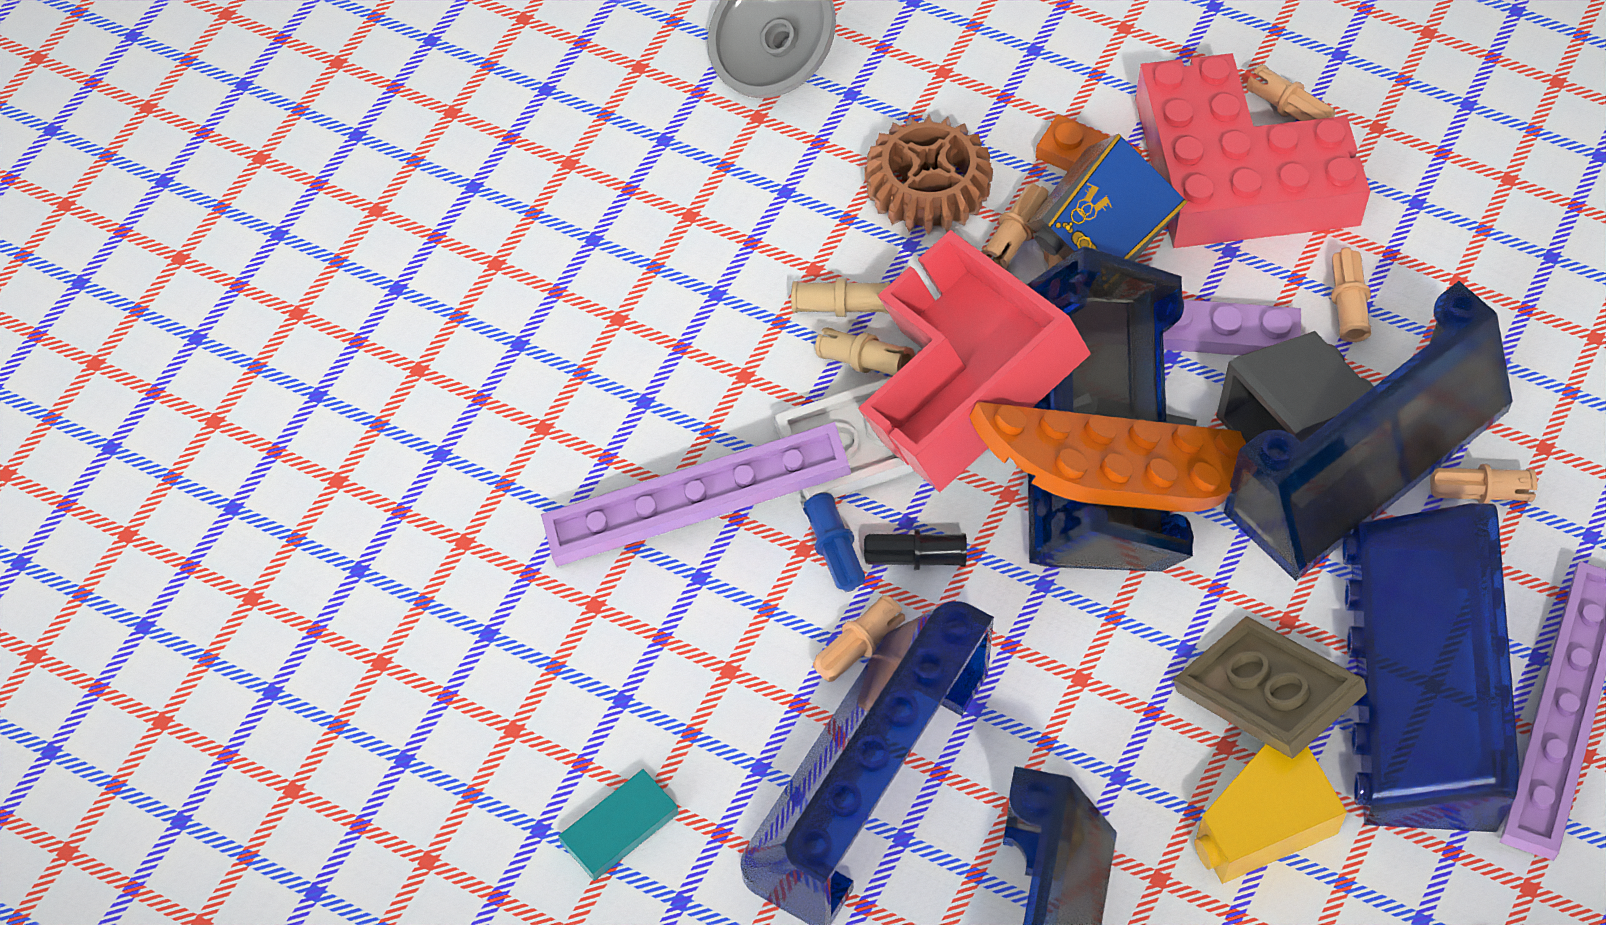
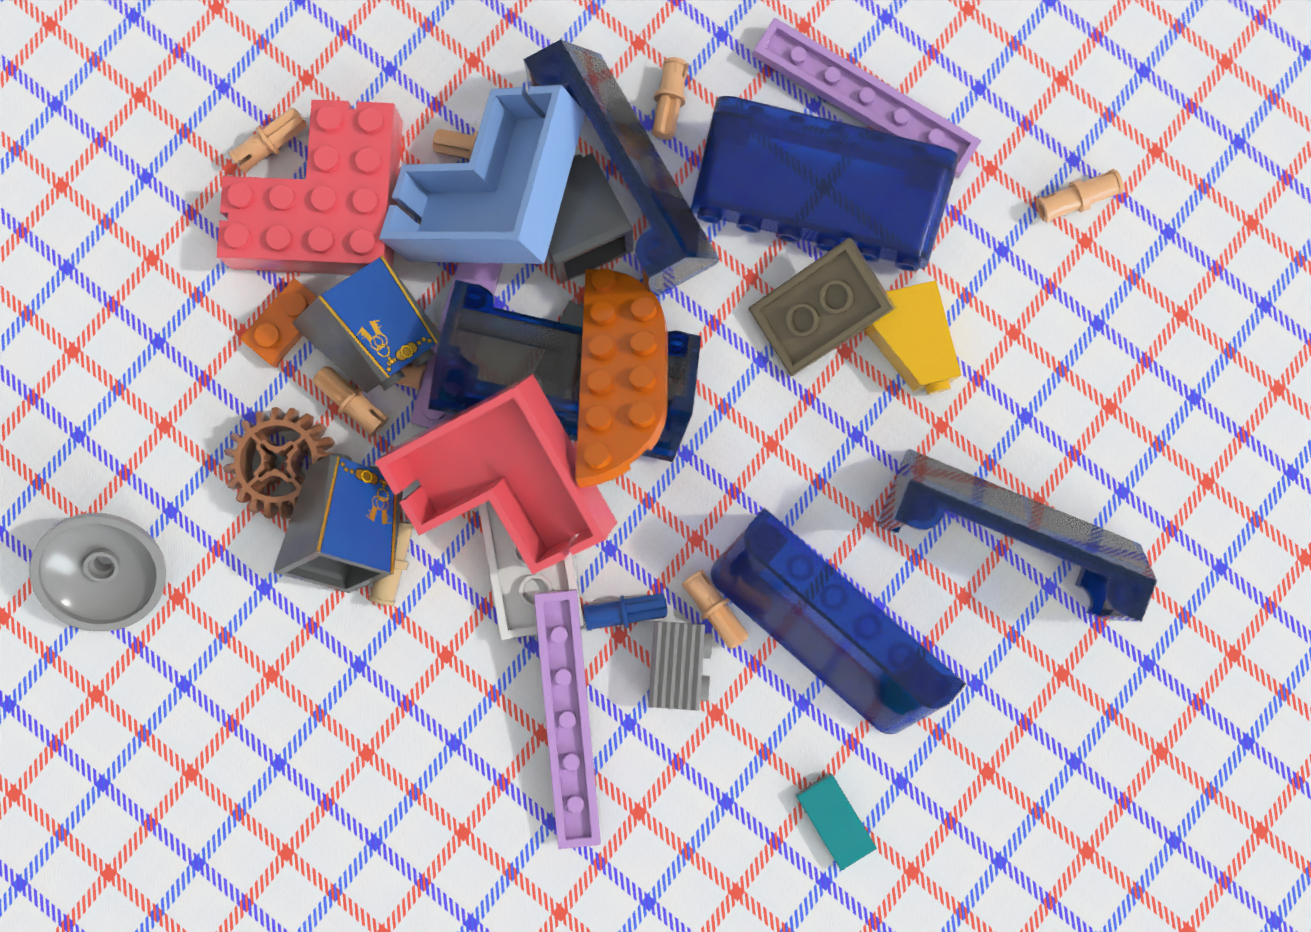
camera: 85 degrees left, 25 degrees up
(781, 606) = (677, 665): none -> light grey brick
(862, 351) = (456, 553): tan pin -> none
(869, 227) = (341, 526): none -> slope
(915, 549) = (643, 548): black axle -> none
(1305, 304) = (507, 194): none -> light blue piece

